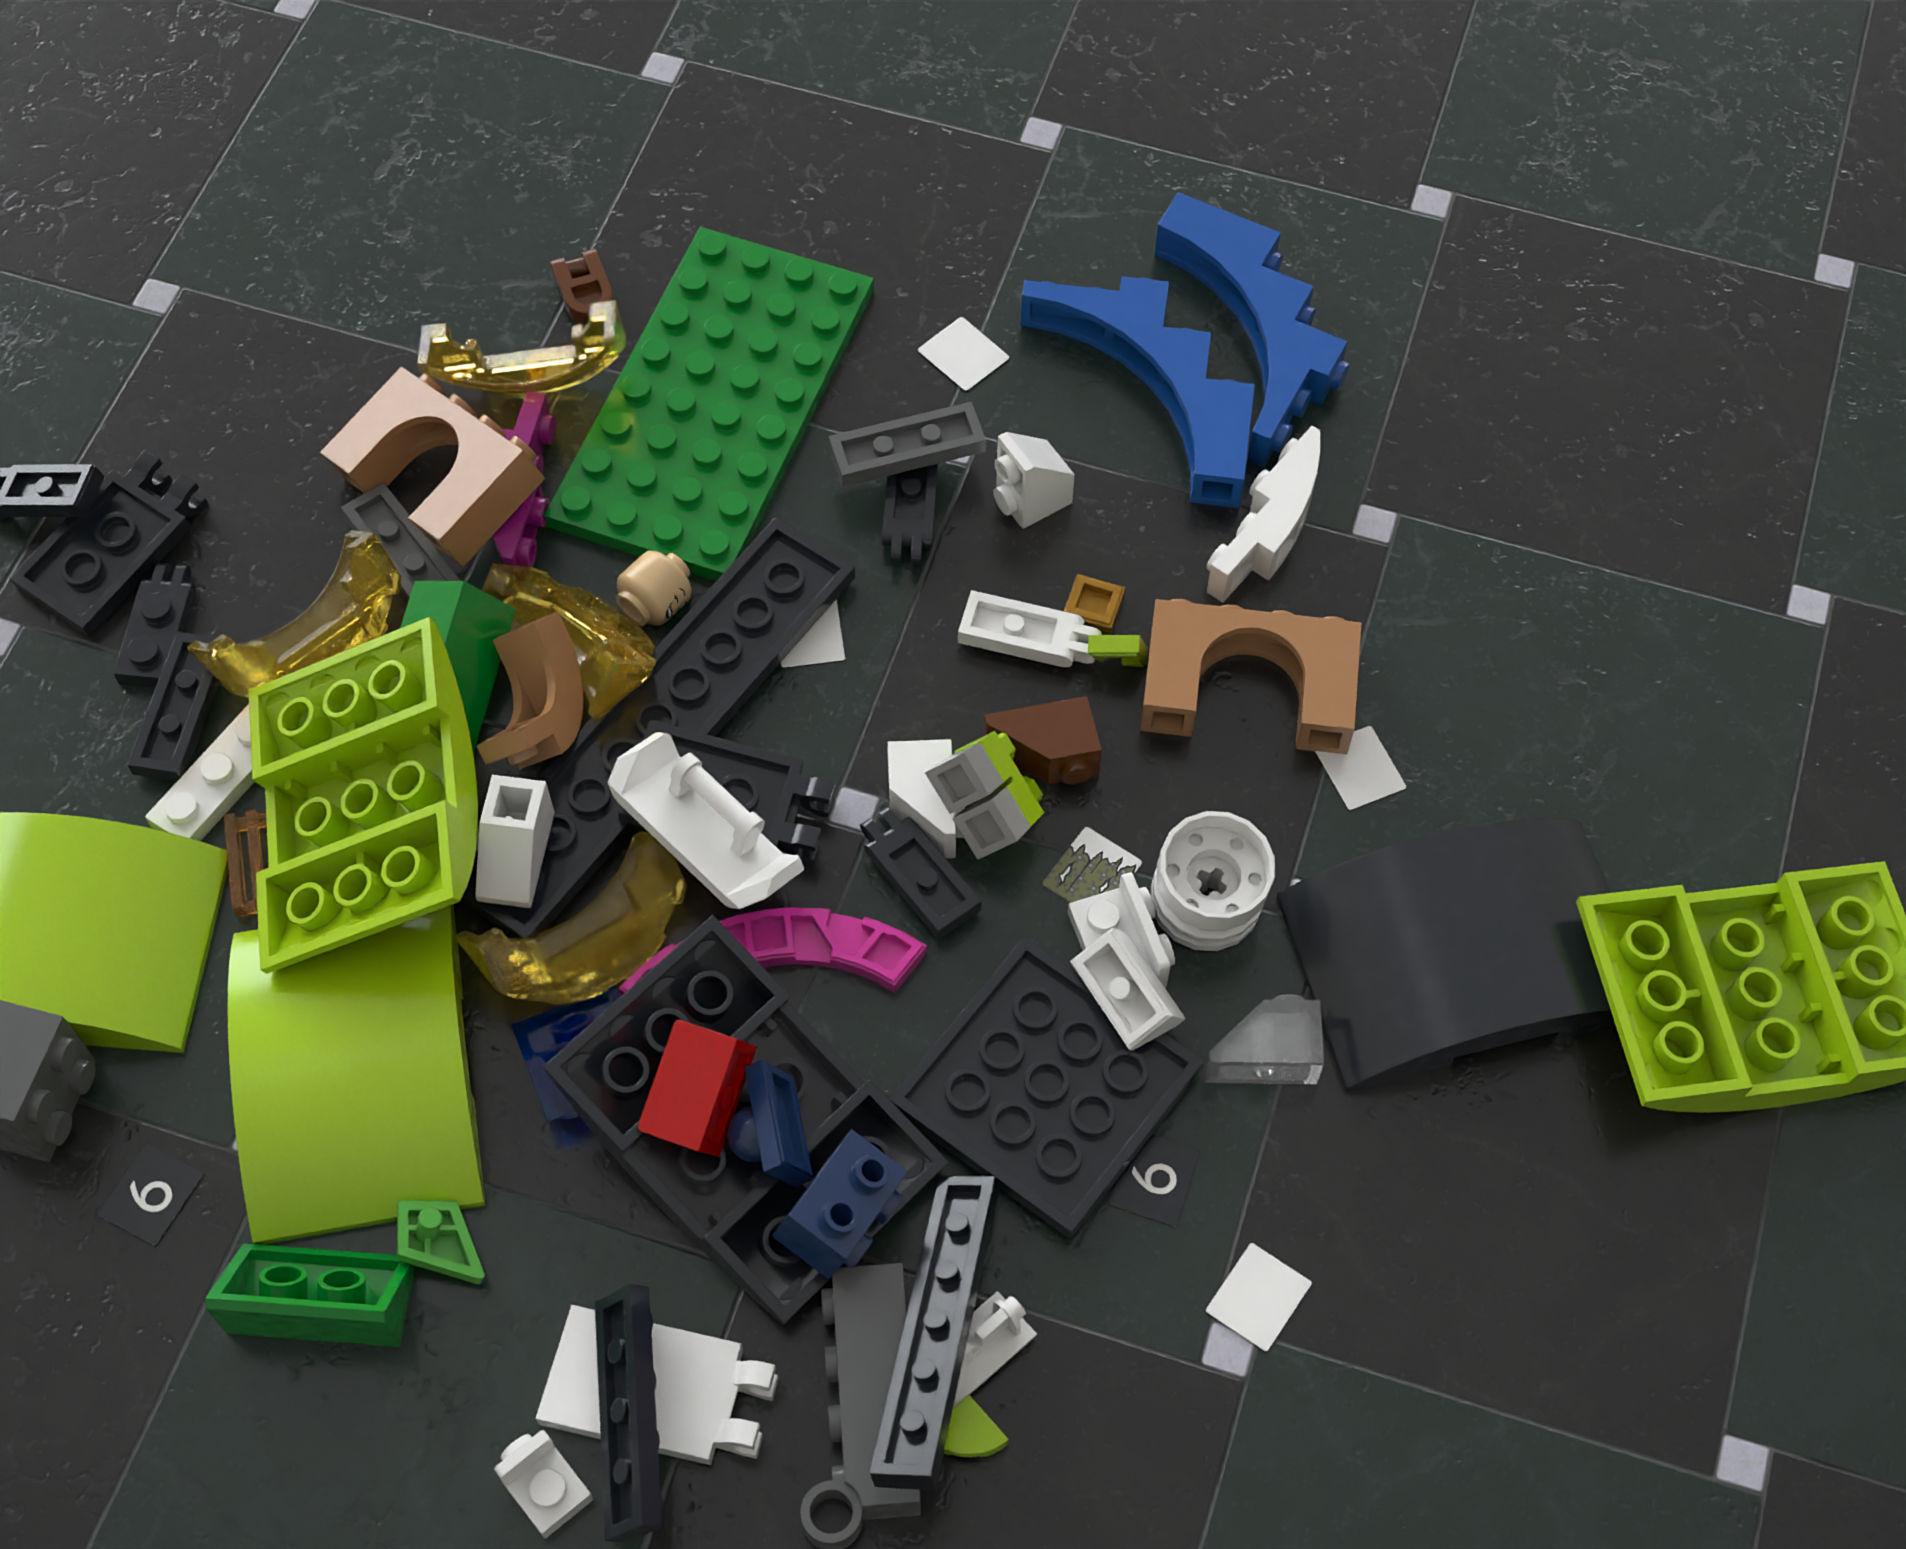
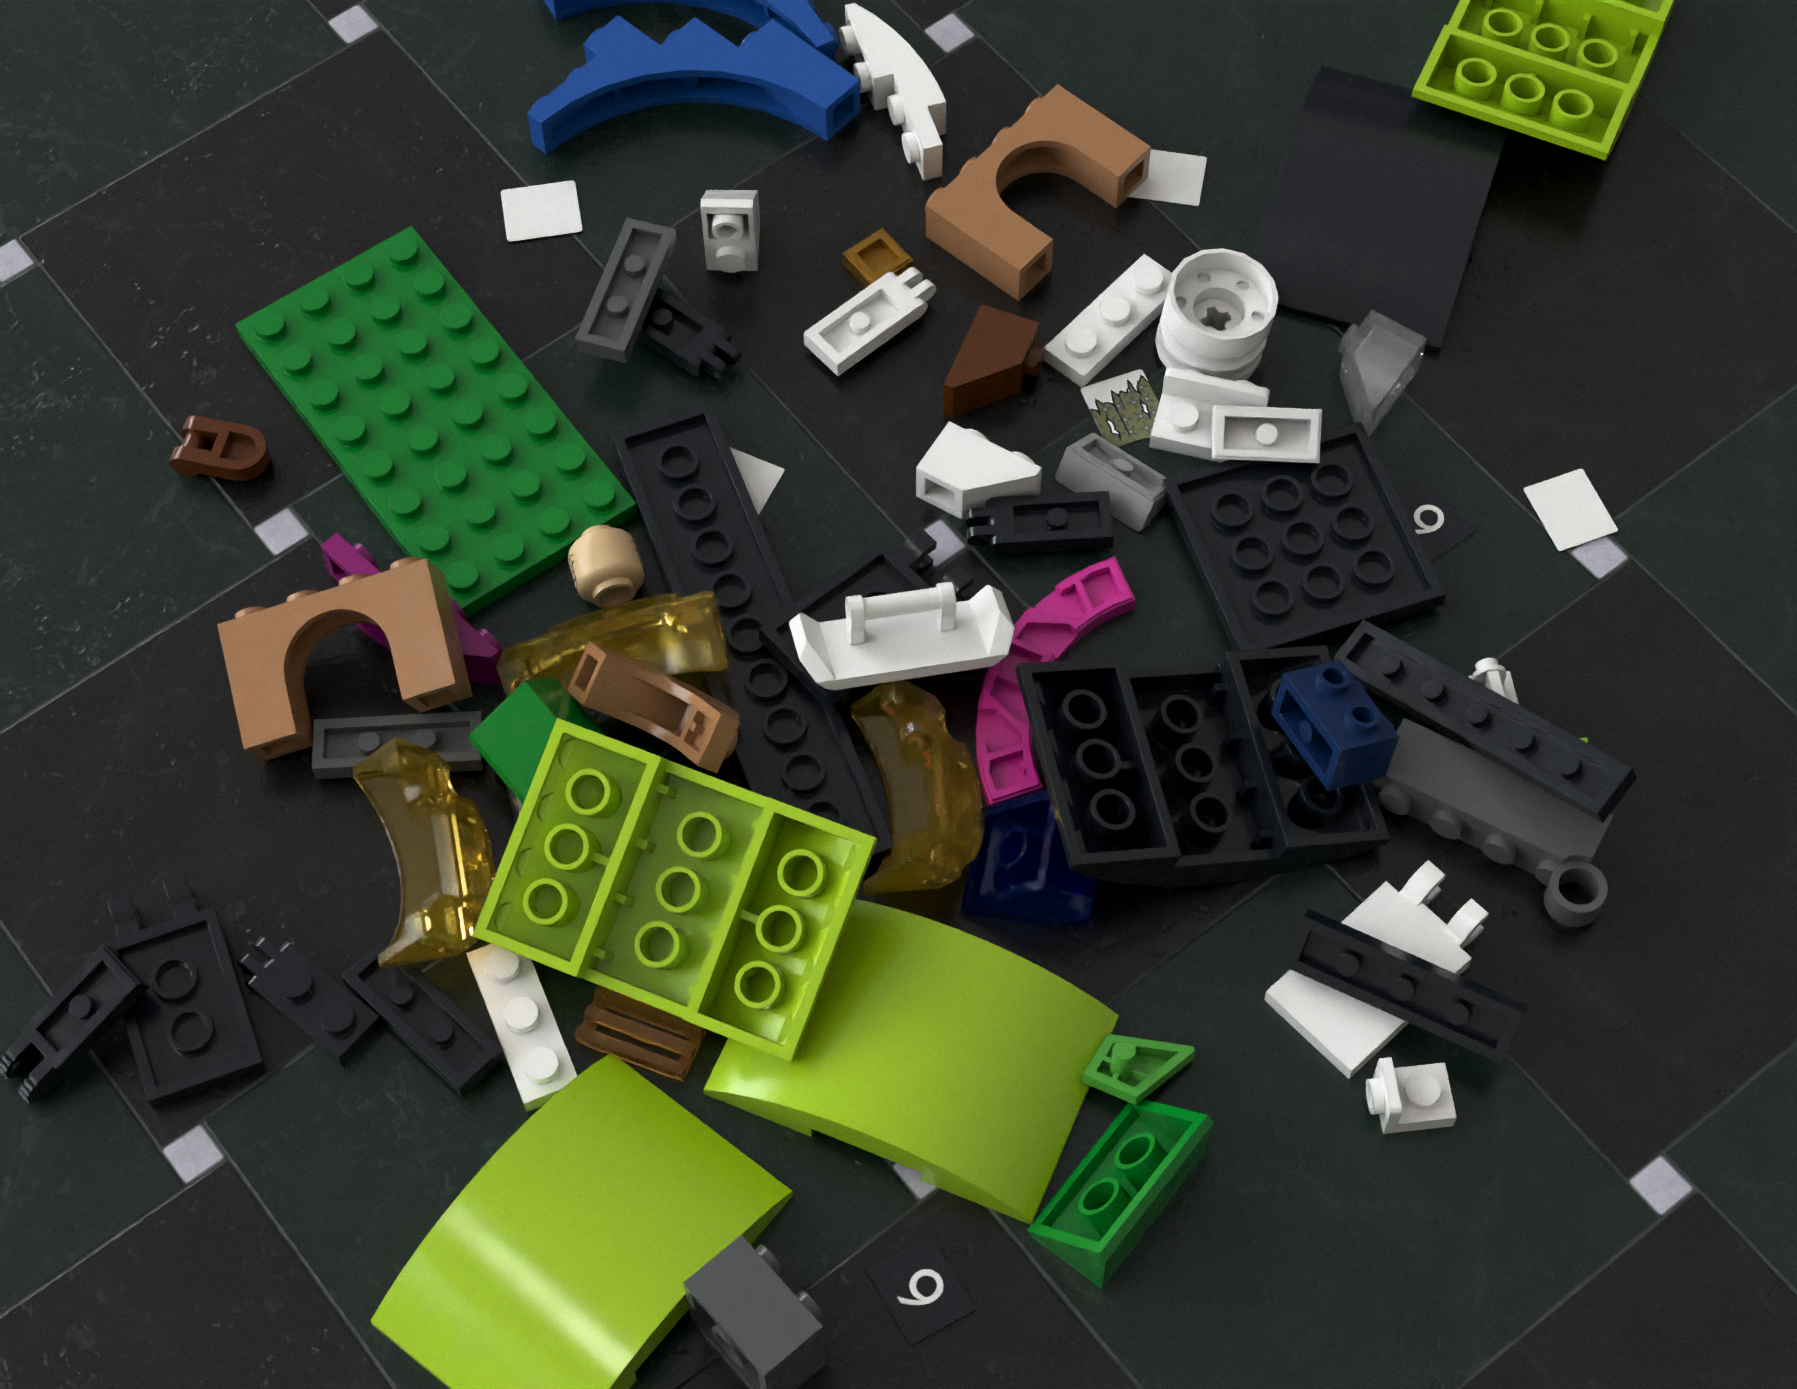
camera: 55 degrees left, 0 degrees up
(512, 840) = (807, 779): white slope -> none
(530, 370) = (301, 523): clear yellow windscreen -> none
(696, 1088) = (1168, 764): red panel -> none
(772, 1126) = (1228, 747): dark blue tile -> none
(1004, 798) = (1023, 423): light grey hips -> none
(1011, 901) = (1100, 466): none -> light grey slope
(1128, 647) = (945, 261): lime tile -> none
(1157, 806) = (1110, 322): none -> white plate

